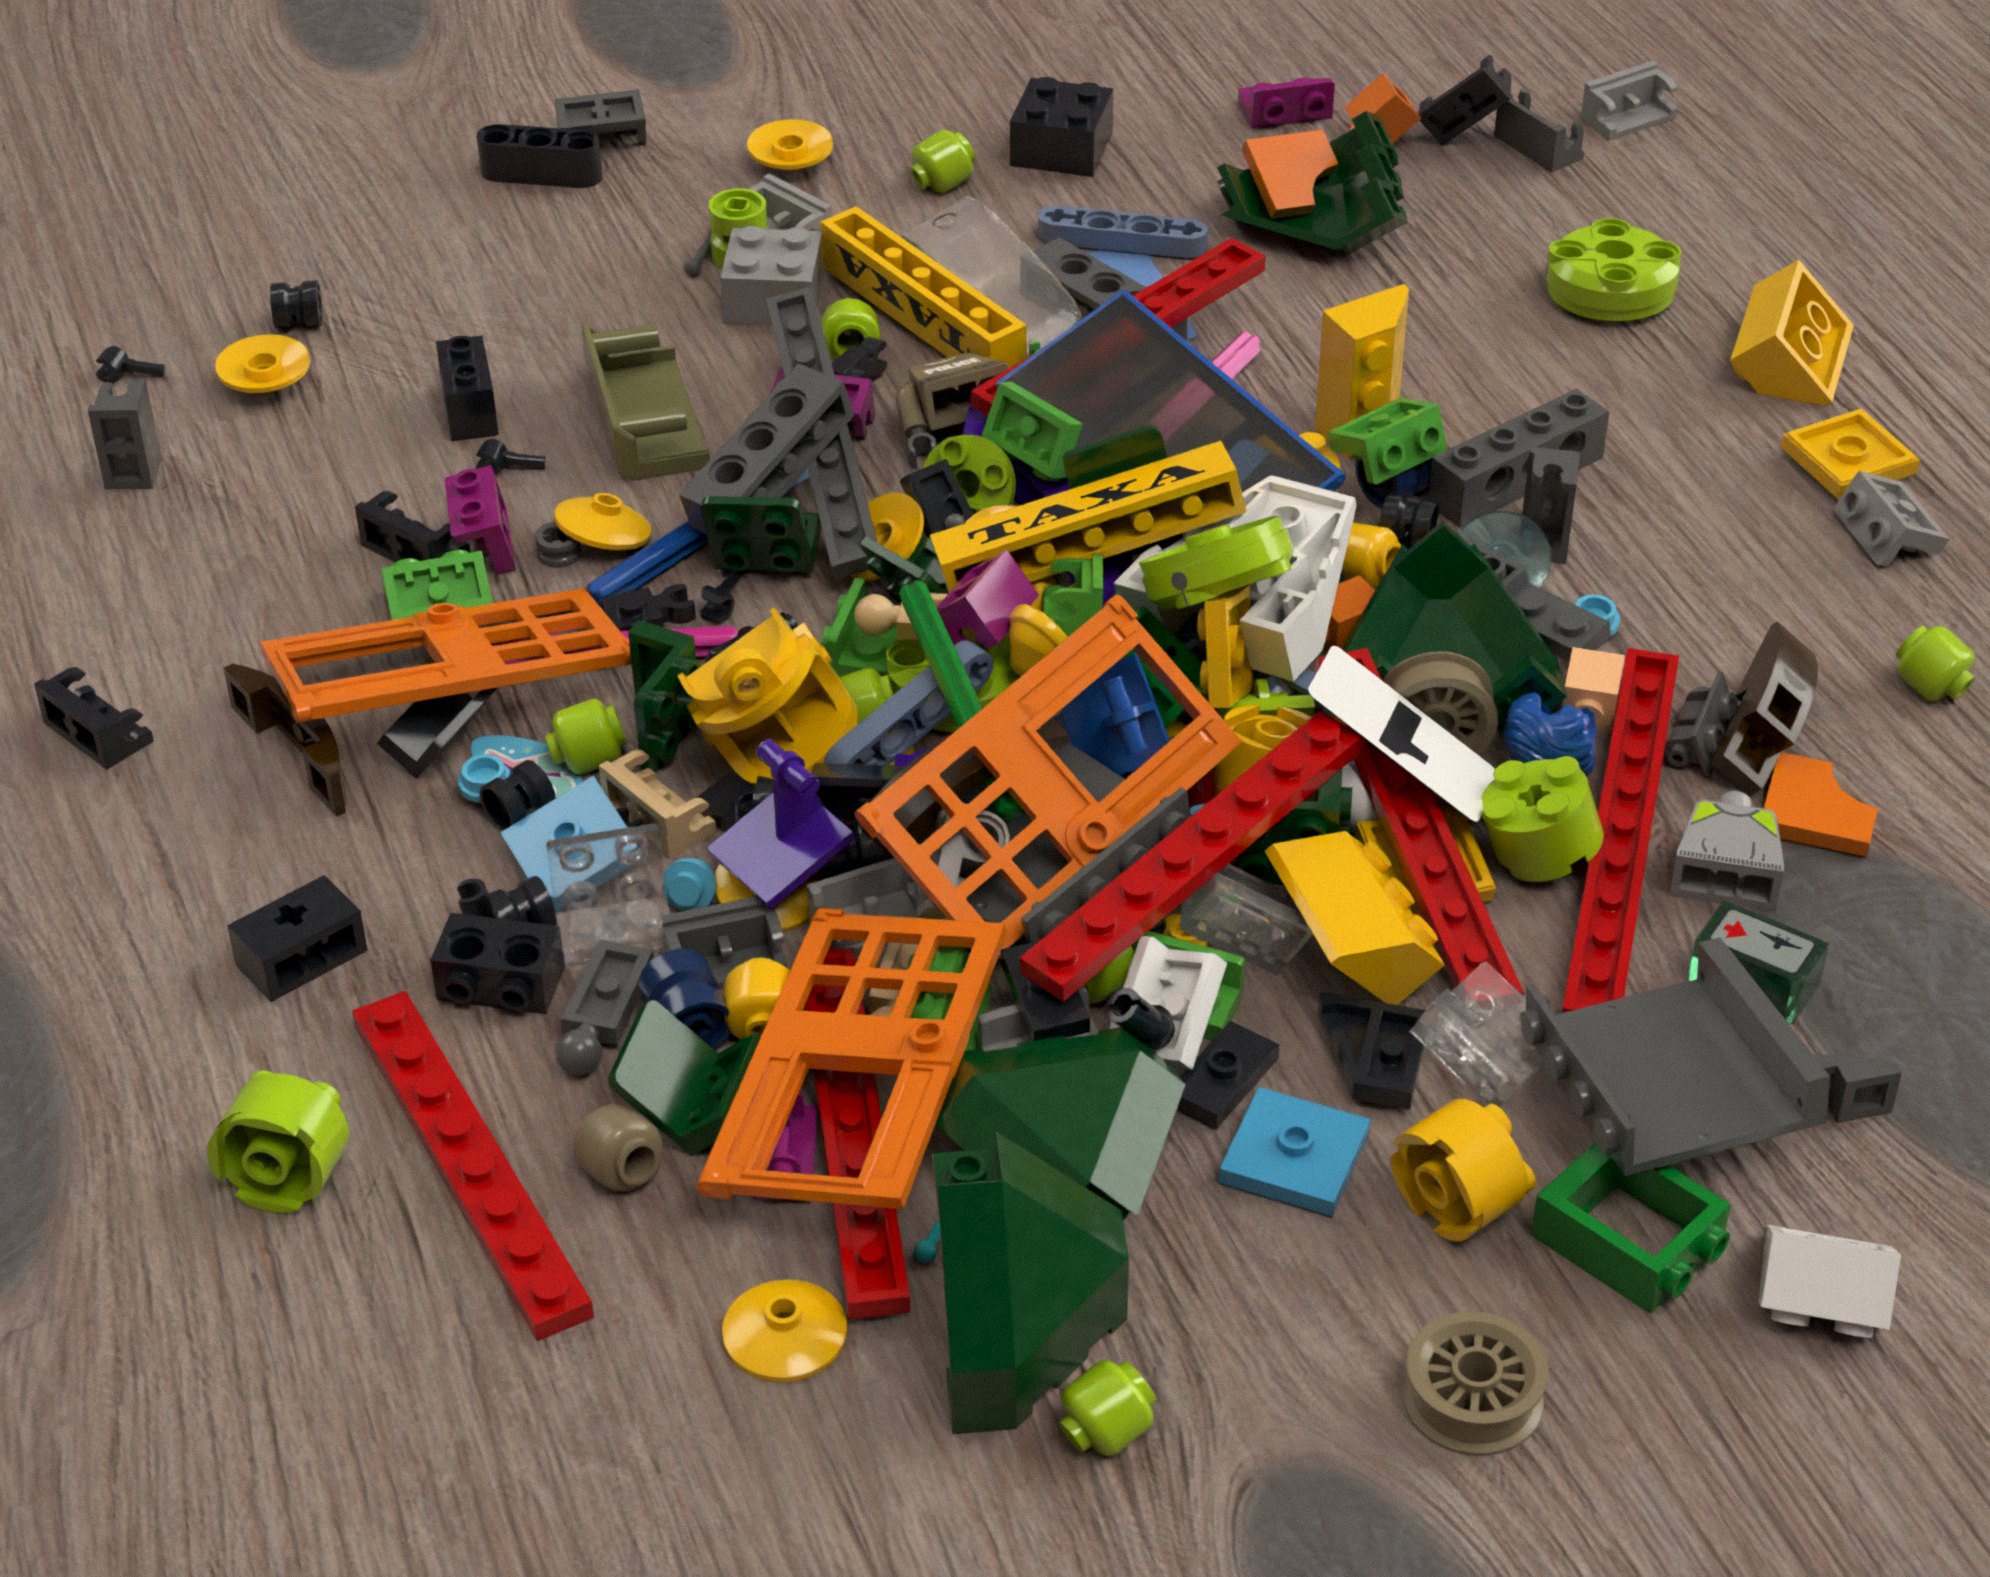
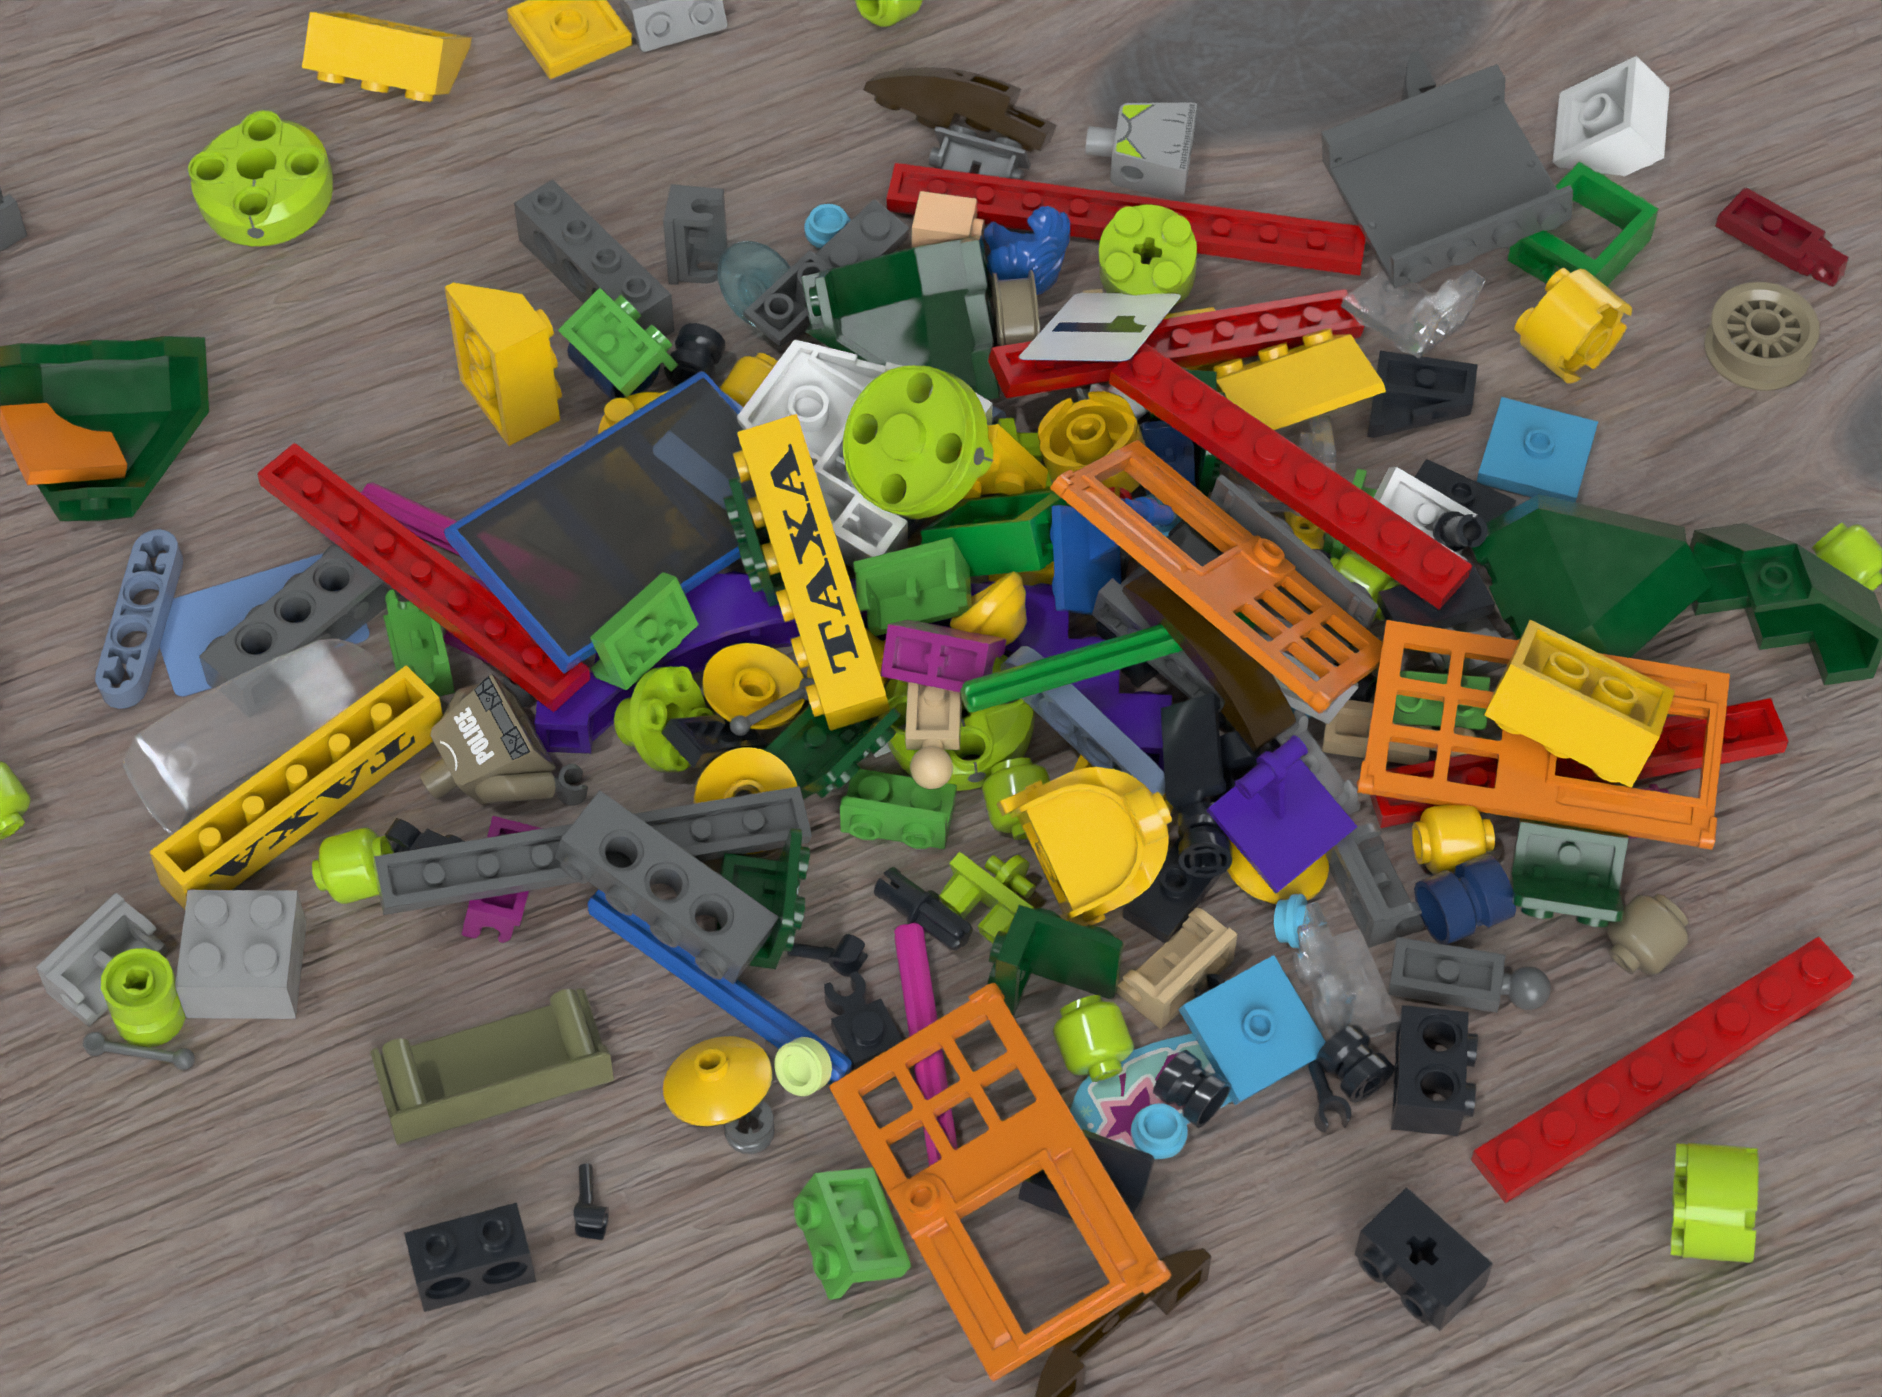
camera: 95 degrees left, 15 degrees up
(398, 536) = (750, 1276): black hinge -> none
(481, 514) = (735, 1192): magenta bracket -> none
(600, 563) = (803, 1066): none -> yellowish green tile
(784, 1330) = (1795, 818): yellow dish -> none
(864, 1044) = (1580, 704): none -> yellow slope
(1649, 1430) = (1782, 236): none -> dark red hinge
(1777, 957) = (1282, 139): brick -> none
(1816, 809) = (1075, 94): orange tile -> none

